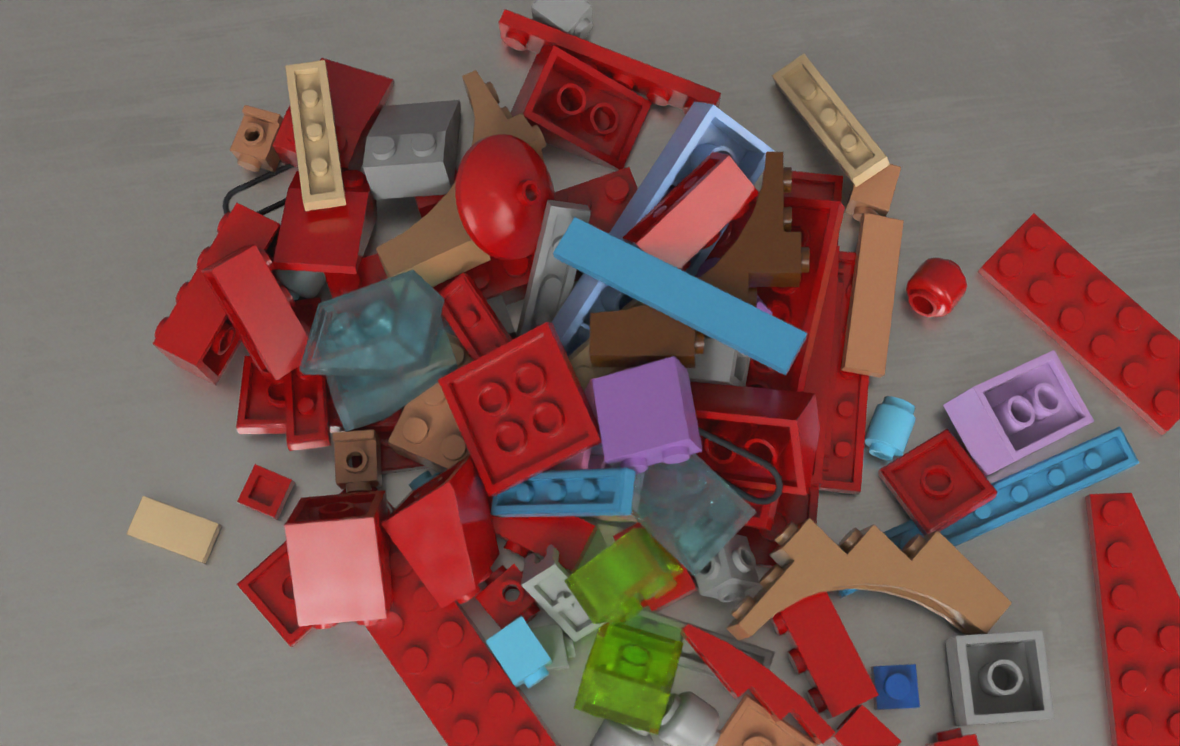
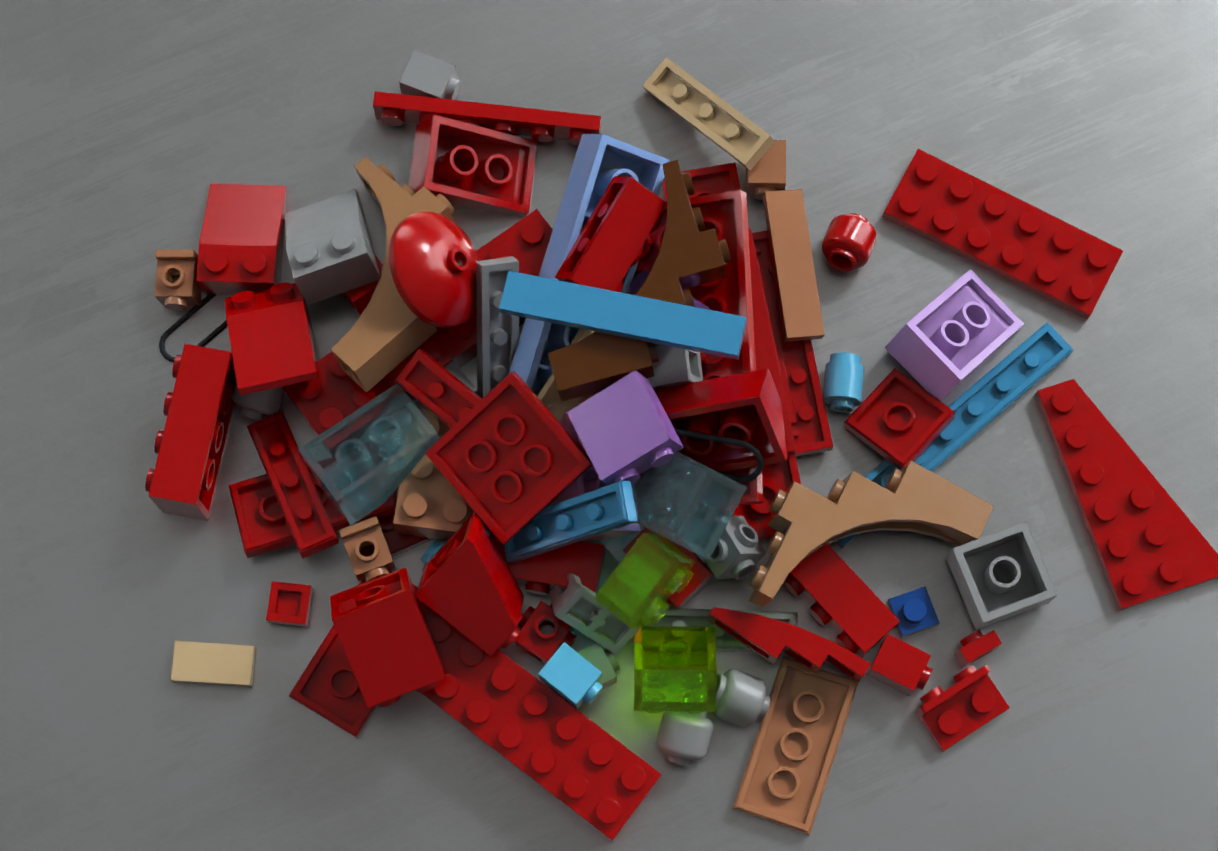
camera: 20 degrees left, 0 degrees up
(259, 310) = (240, 438): red brick -> none
(315, 136) = (237, 260): tan plate -> none
(375, 330) = (353, 424): clear light blue slope -> none

